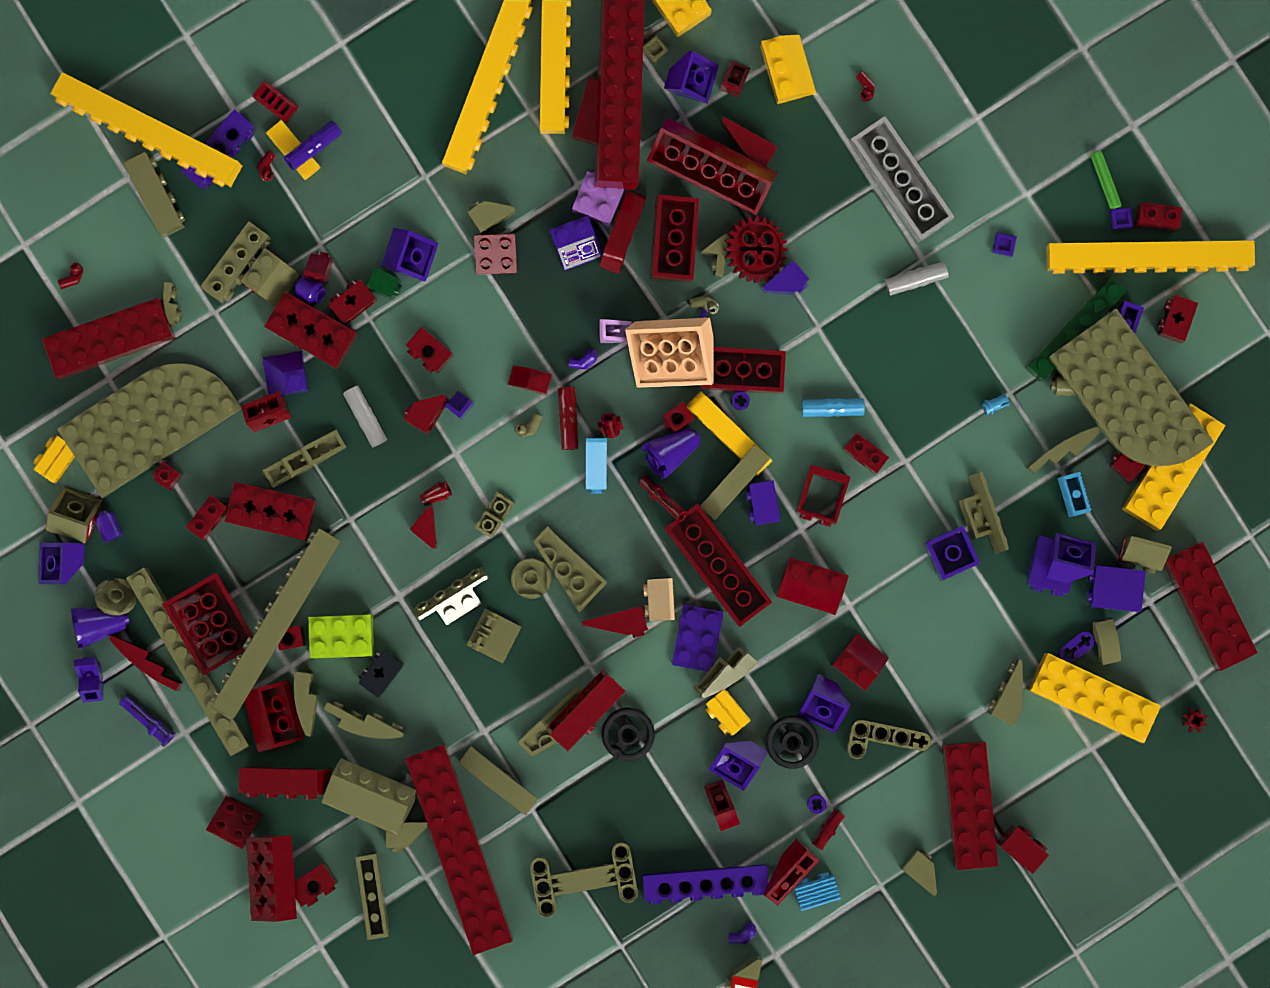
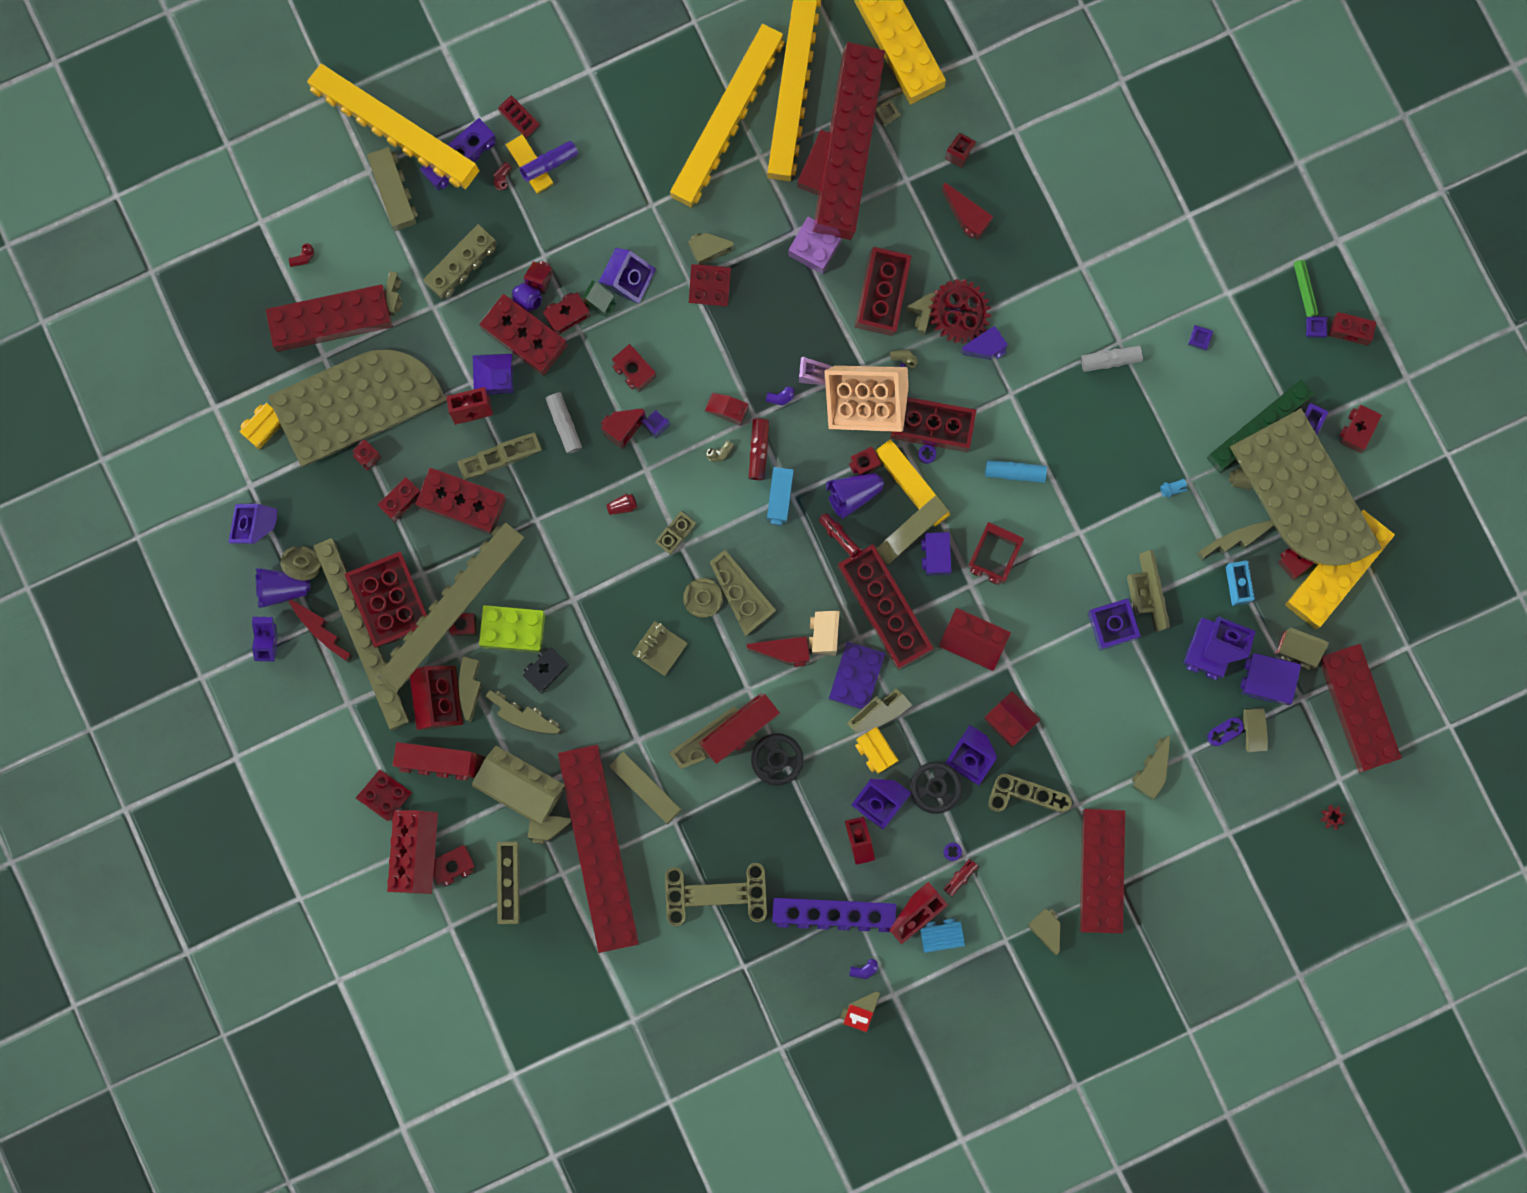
camera: 15 degrees right, 5 degrees down
(73, 515) = (271, 481): olive slope -> none
(108, 526) = (303, 496): dark purple brick -> none
(157, 725) = (321, 694): dark purple pin -> none
(270, 277) = (490, 279): olive slope -> none
(425, 528) = (607, 536): dark red slope -> none
(455, 599) = (625, 609): bracket -> none
(576, 243) = (788, 284): dark purple slope -> none
(610, 425) = (798, 460): dark red gear -> none
(622, 231) = (833, 279): dark red beam -> none
(692, 77) = (919, 142): dark purple slope -> none
(711, 166) = (927, 227): dark red brick -> none
(787, 68) = (1011, 145): yellow slope -> none
(865, 453) = (1042, 518): dark red brick -> none
(868, 87) = (1087, 172): dark red arm -> none
(901, 179) = (1108, 263): light grey brick -> none
(1024, 850) = (1149, 919): dark red brick -> none
(1094, 698) = (1236, 782): yellow brick -> none
(1150, 255) = (1340, 365): yellow brick -> none

